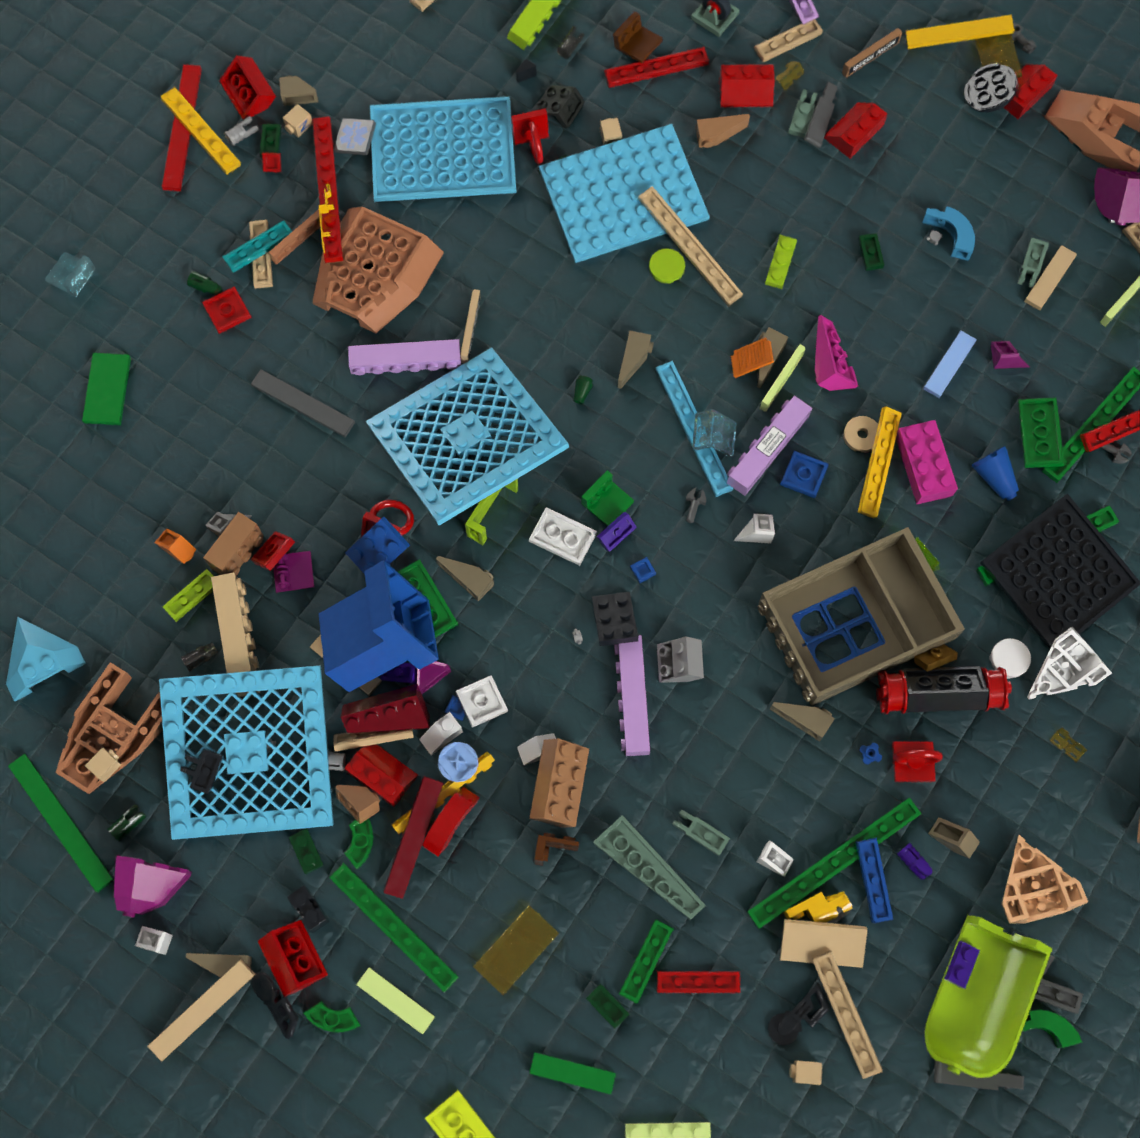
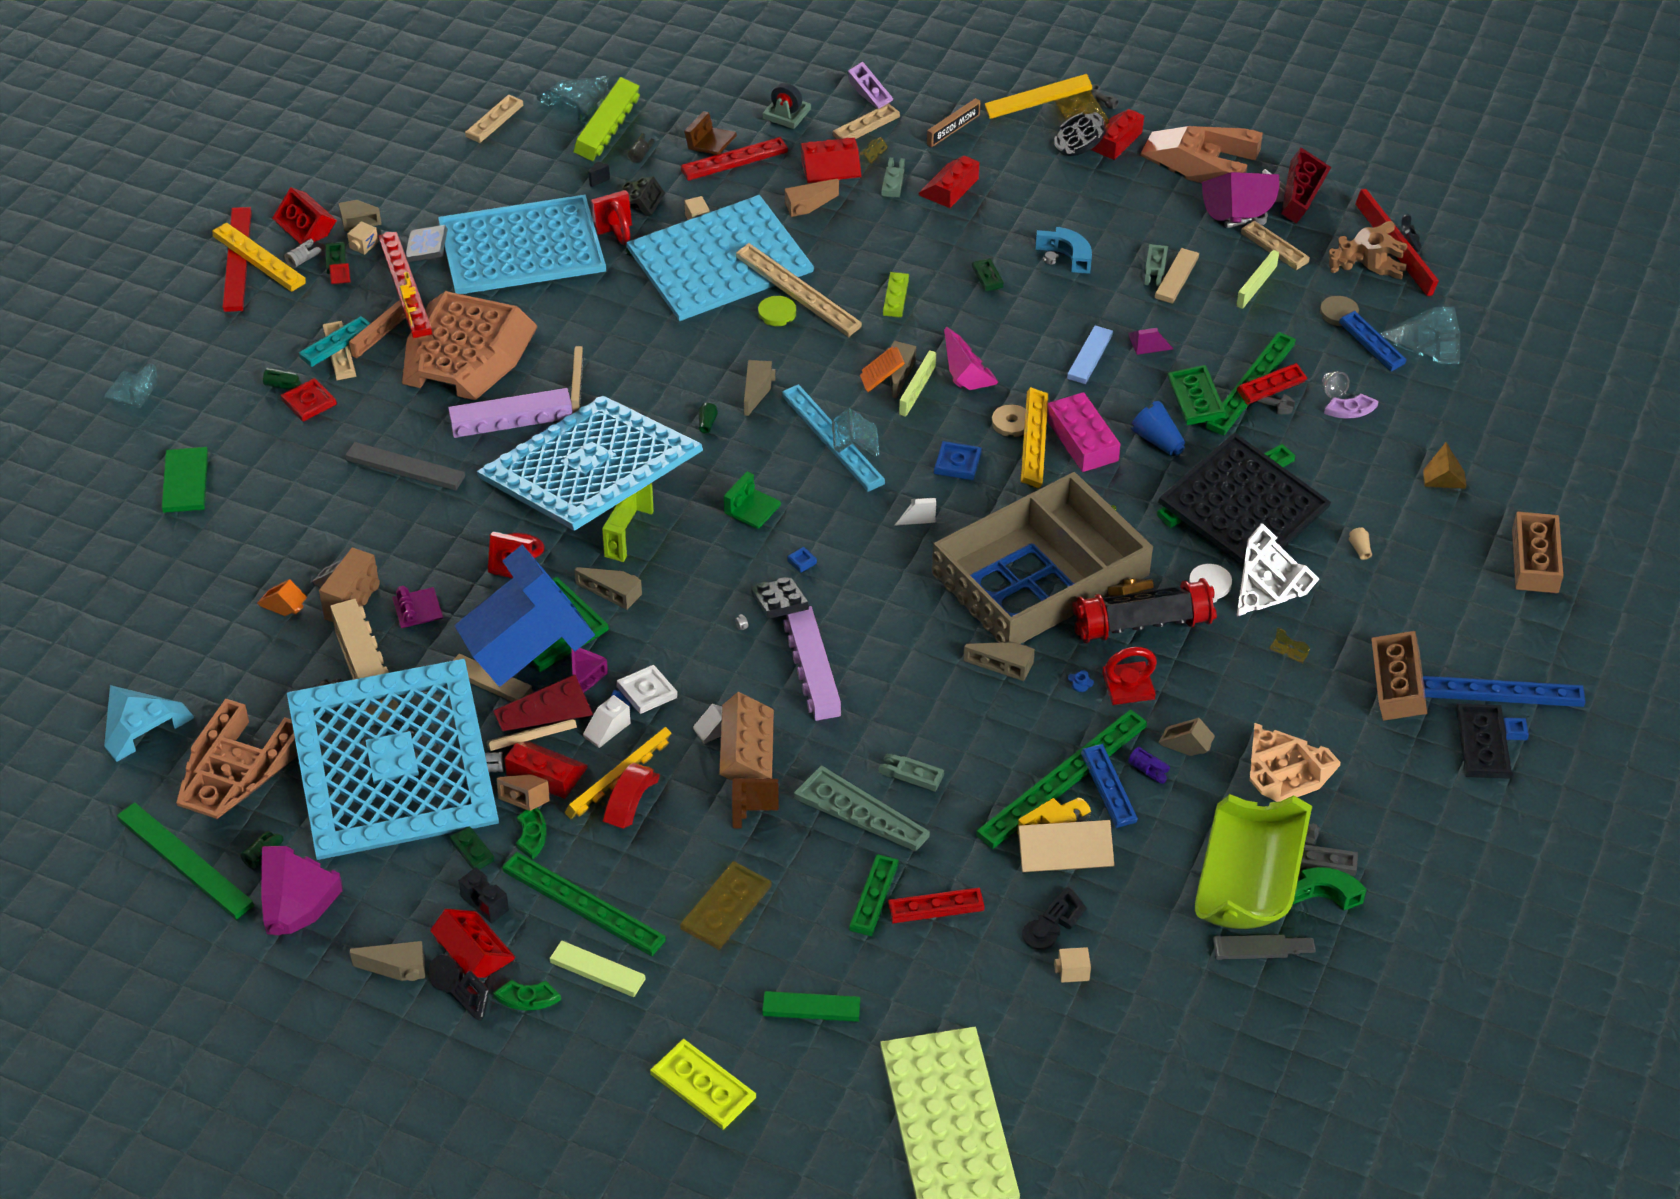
camera: 10 degrees left, 25 degrees down
(104, 764) = (232, 782): tan brick -> none
(154, 940) = (310, 949): white slope -> none
(190, 596) = (306, 640): lime plate -> none
(201, 1010) = (374, 1000): tan tile -> none
(206, 770) = (349, 776): black hinge -> none
(272, 550) = (392, 586): red tile -> none
(376, 545) = (494, 572): blue plate -> none
(402, 673) = (550, 672): dark purple plate -> none
(413, 837) = (592, 812): dark red tile -> none
(458, 762) = (631, 735): light blue tile -> none
(562, 536) = (709, 540): white plate -> none
(607, 1006) = (839, 938): dark green plate -> none
(616, 531) = (767, 528): dark purple plate -> none
(680, 660) = (858, 626): light grey slope -> none
(694, 504) = (852, 495): dark grey bar -> none
(769, 445) = (914, 437): lavender brick -> none
(775, 859) = (995, 781): white slope -> none
(821, 116) = (912, 177): dark grey piece -> none
(847, 1015) = (1107, 907): tan tile -> none
(962, 964) = (1221, 845): dark purple plate -> none

